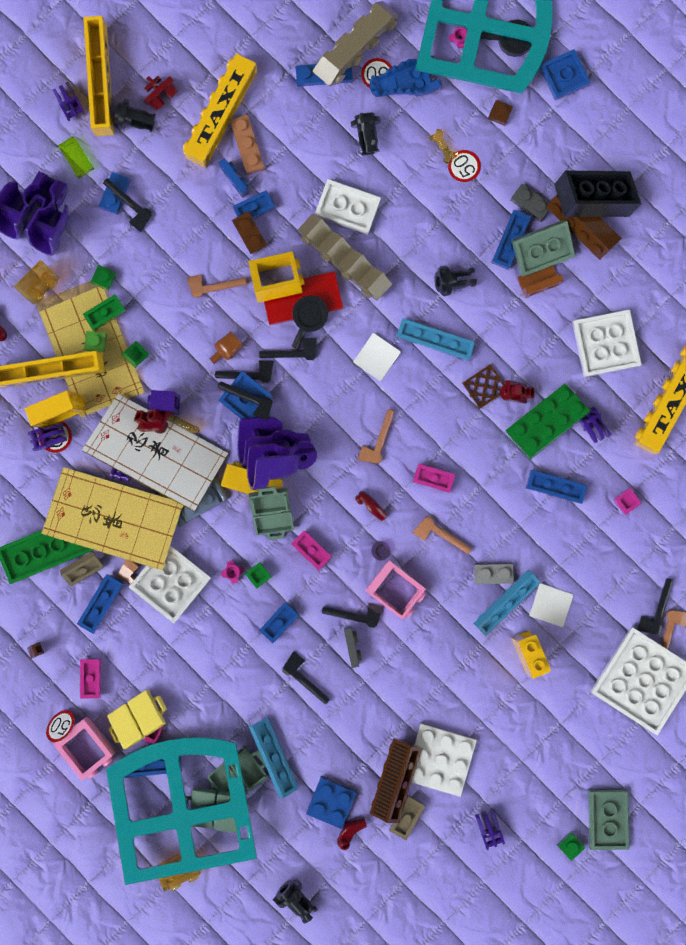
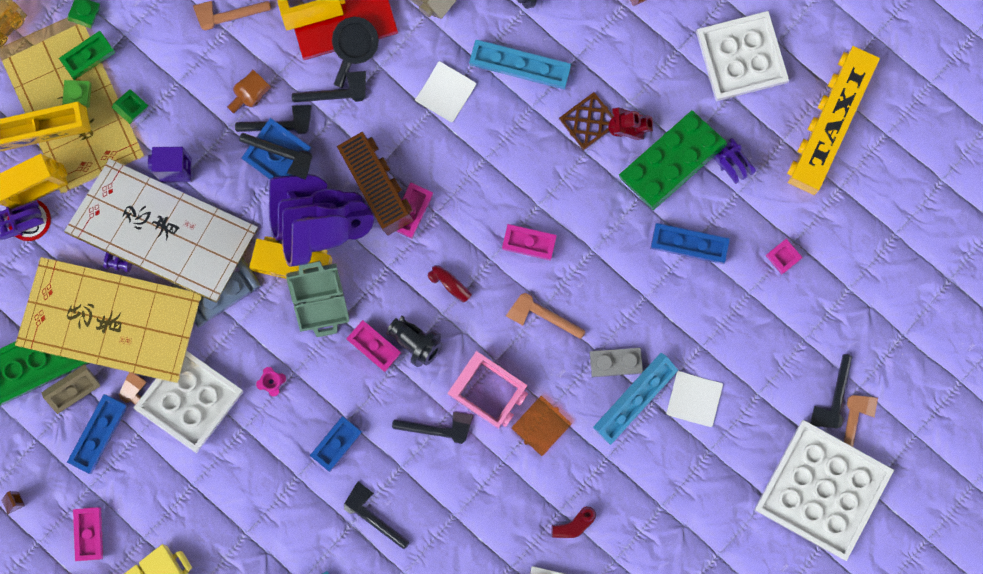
camera: 10 degrees left, 5 degrees down
(152, 421) = (155, 188): dark red hips -> none
(184, 424) = (195, 191): clear yellow piece -> none
(258, 575) = (305, 383): green plate -> none
(319, 426) = (375, 183): none -> reddish brown brick
(343, 549) = (421, 345): none -> black piece
(345, 448) = (419, 200): none -> dark pink plate
(351, 639) = (438, 480): dark grey plate -> none
(375, 456) = (450, 220): nougat piece -> none
(380, 550) = (465, 341): clear purple tile -> none
(434, 618) = (541, 425): none -> clear orange piece
(456, 695) = (577, 526): none -> dark red arm
(531, 654) = (671, 461): yellow panel -> none

